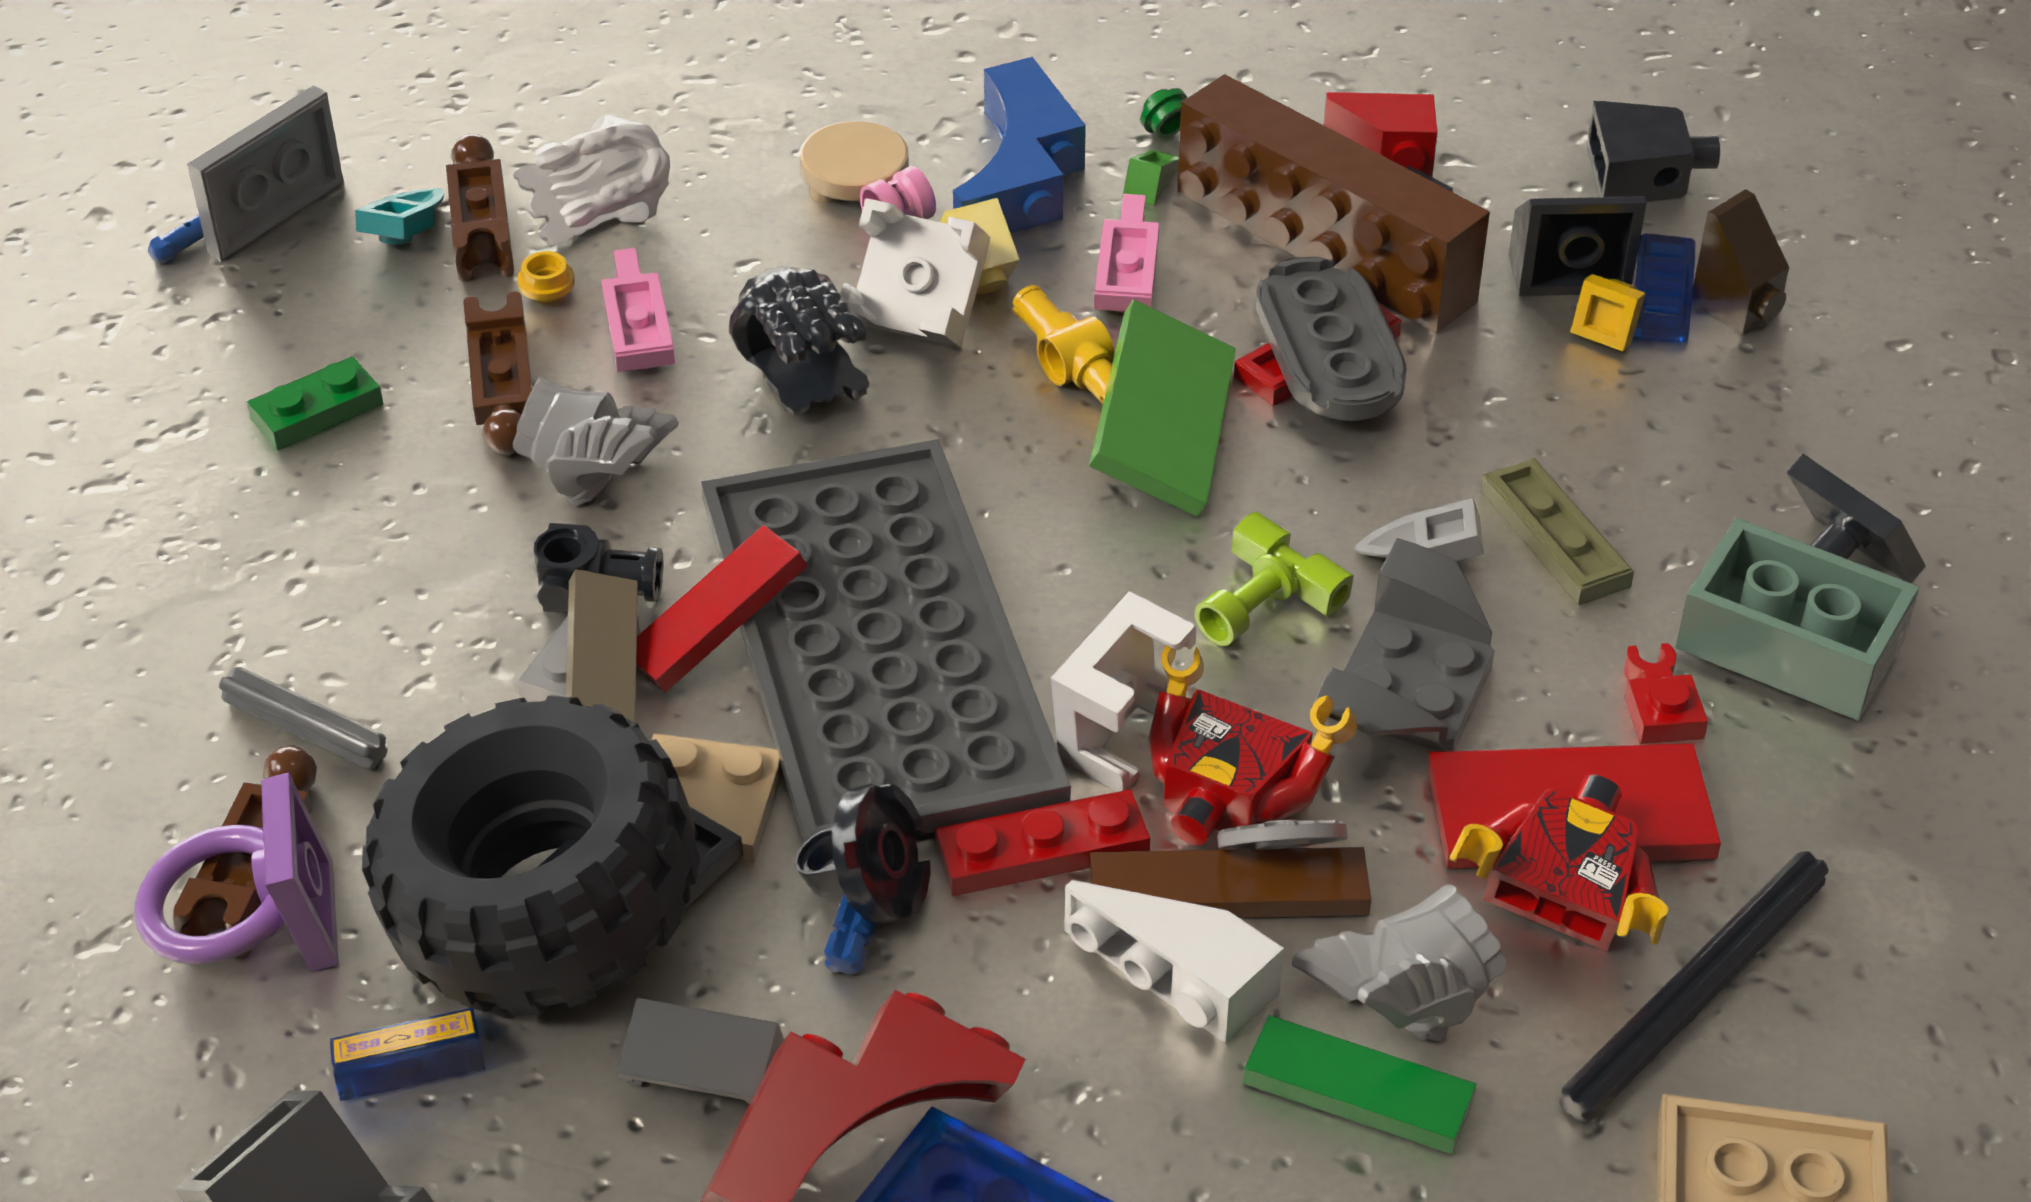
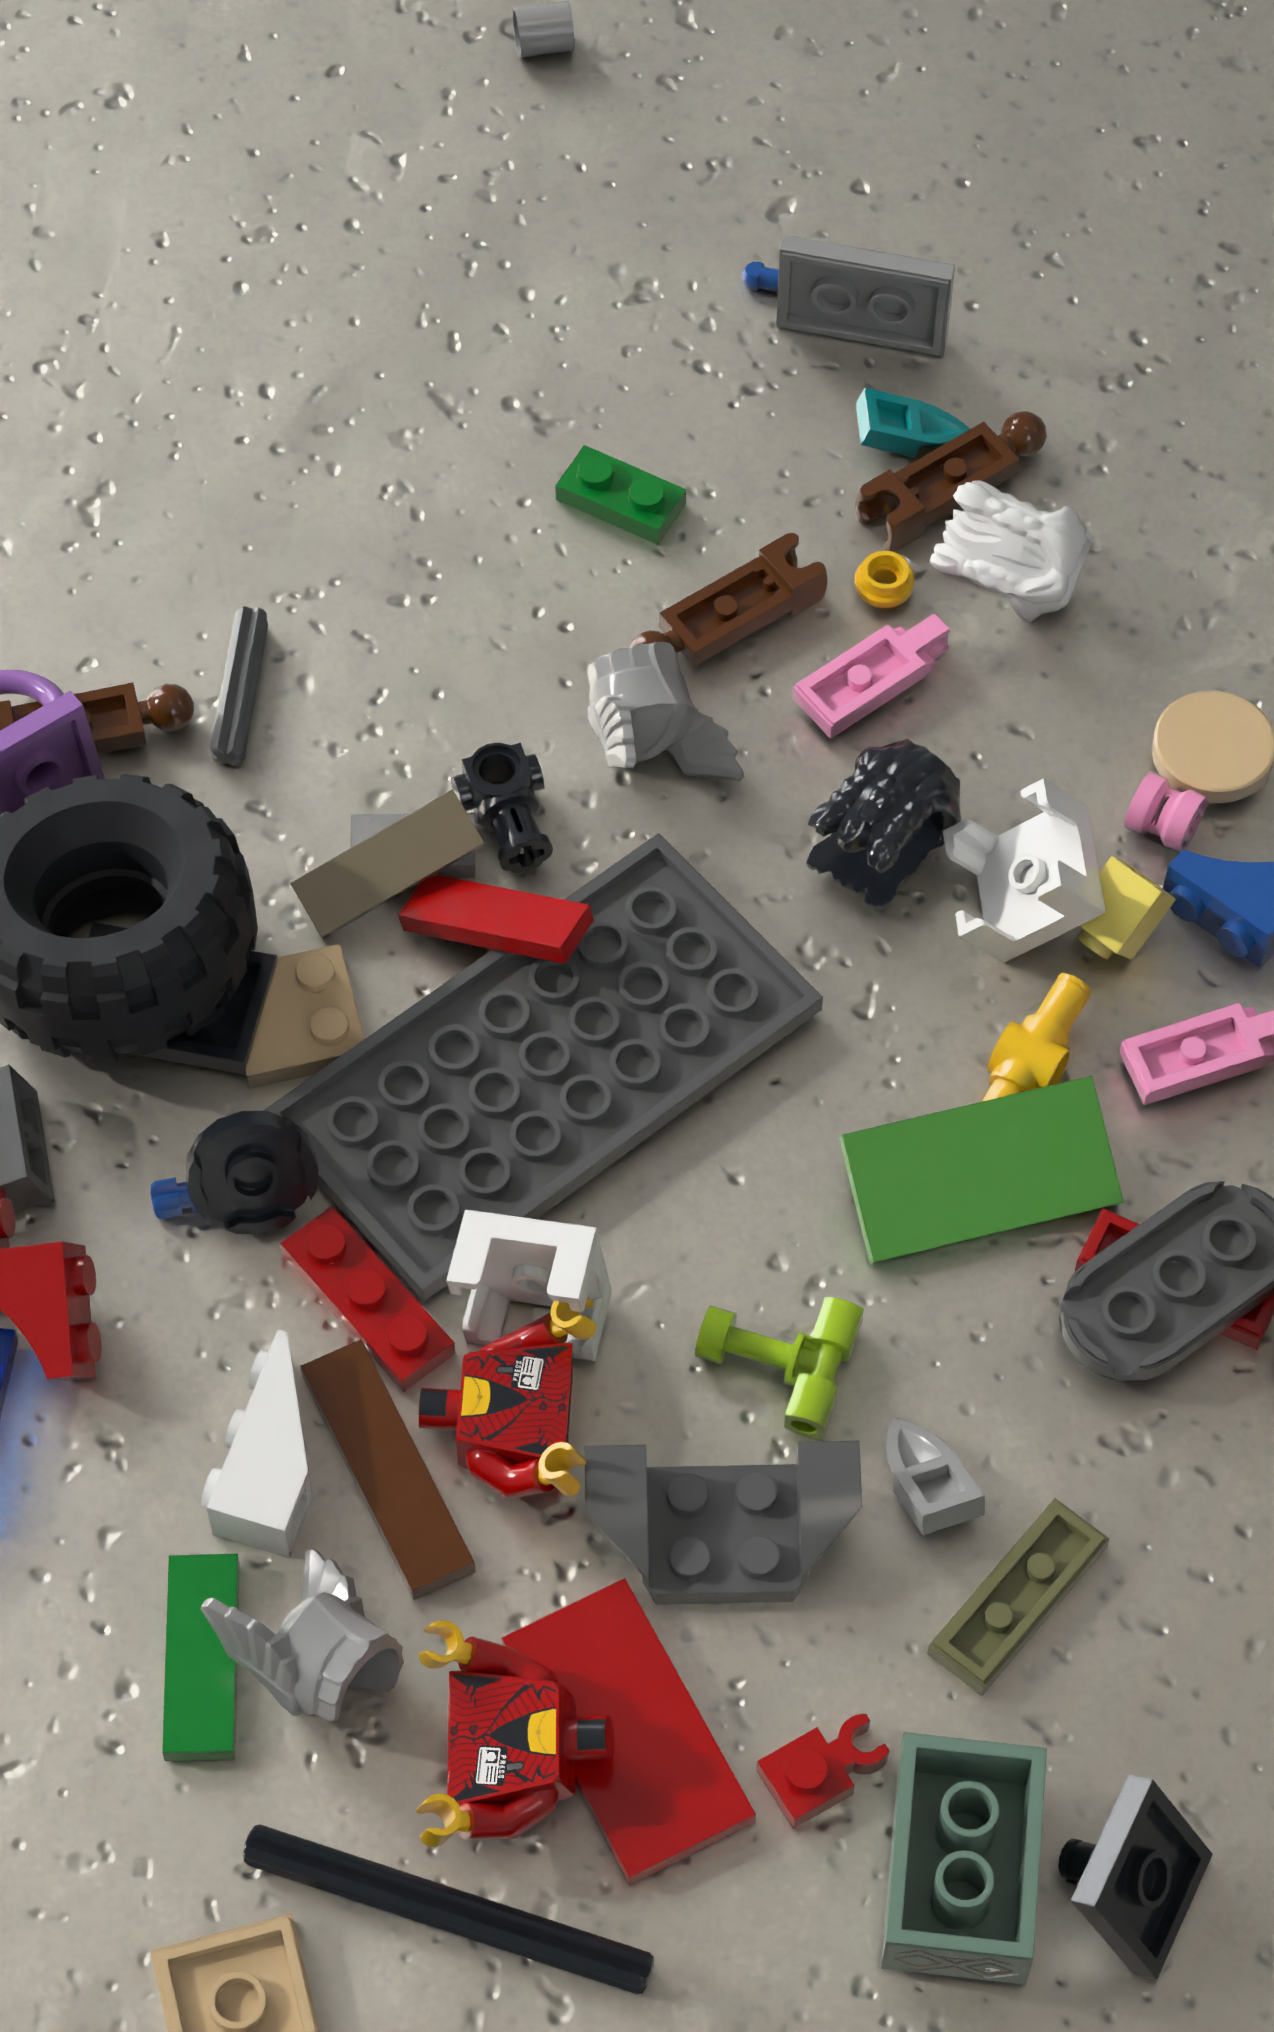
camera: 65 degrees right, 15 degrees up
(1282, 834) = (432, 1485): light grey wheel -> none

